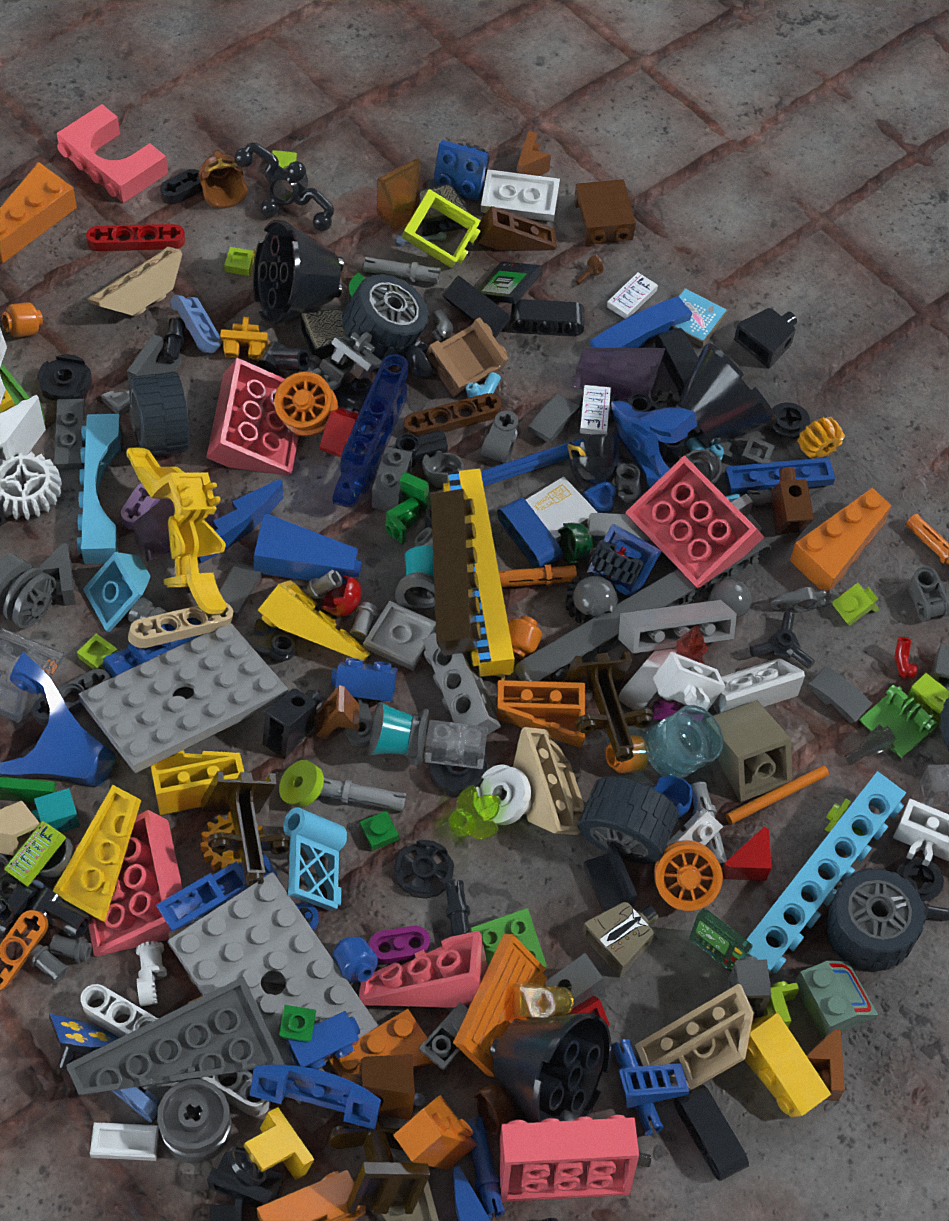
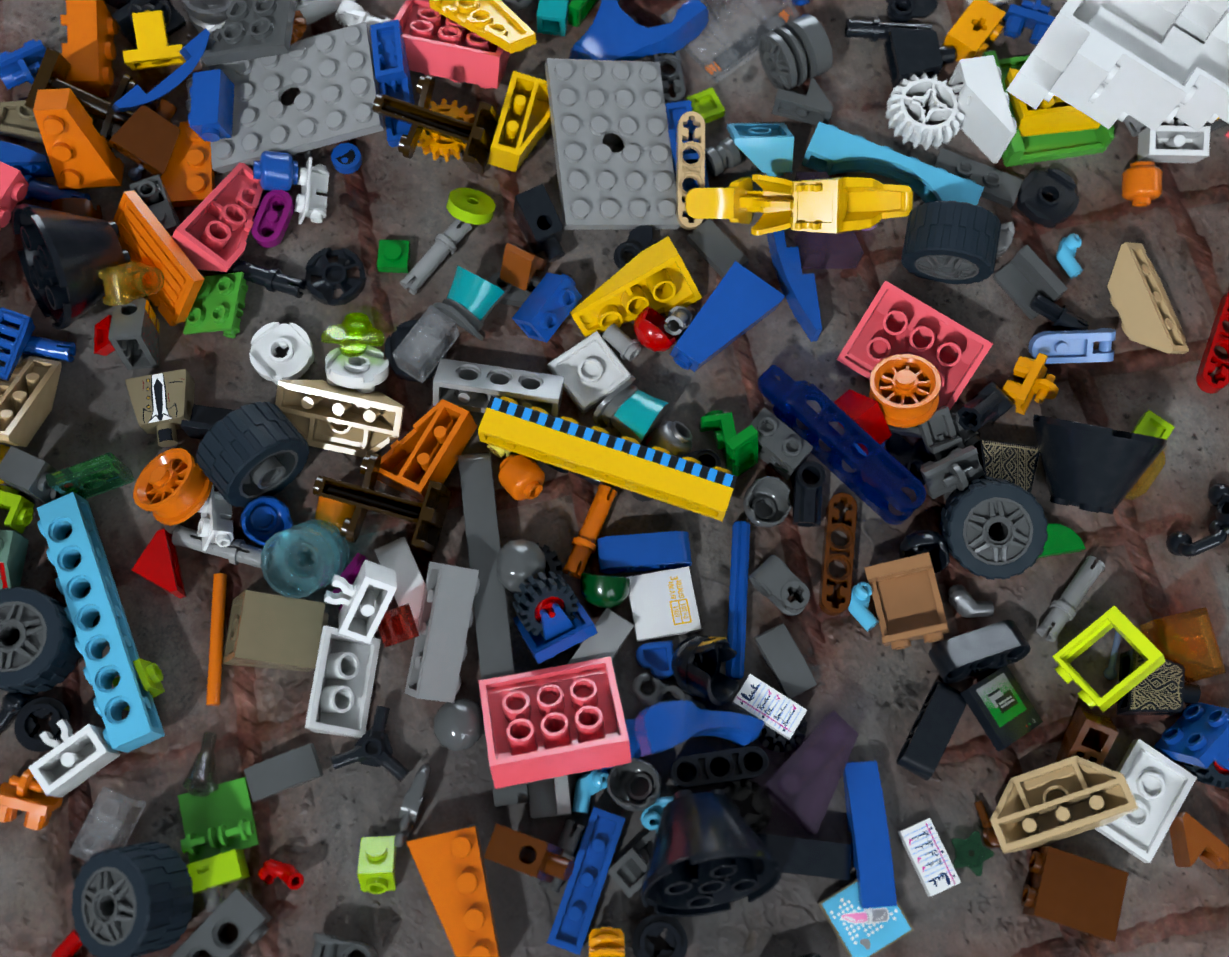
camera: 115 degrees right, 15 degrees up
(112, 353) = (1066, 255): none -> medium azure arm
(297, 1023) = (233, 85): green bracket -> none
(318, 839) = (405, 187): medium azure piece -> none
(364, 925) = (308, 202): none -> white hinge
(454, 572) = (604, 415): dark brown brick -> none
(525, 886) = (263, 351): none -> white plate
(556, 229) = (1059, 803): none -> tan wedge
(610, 278) = (962, 857): none -> clear green plate

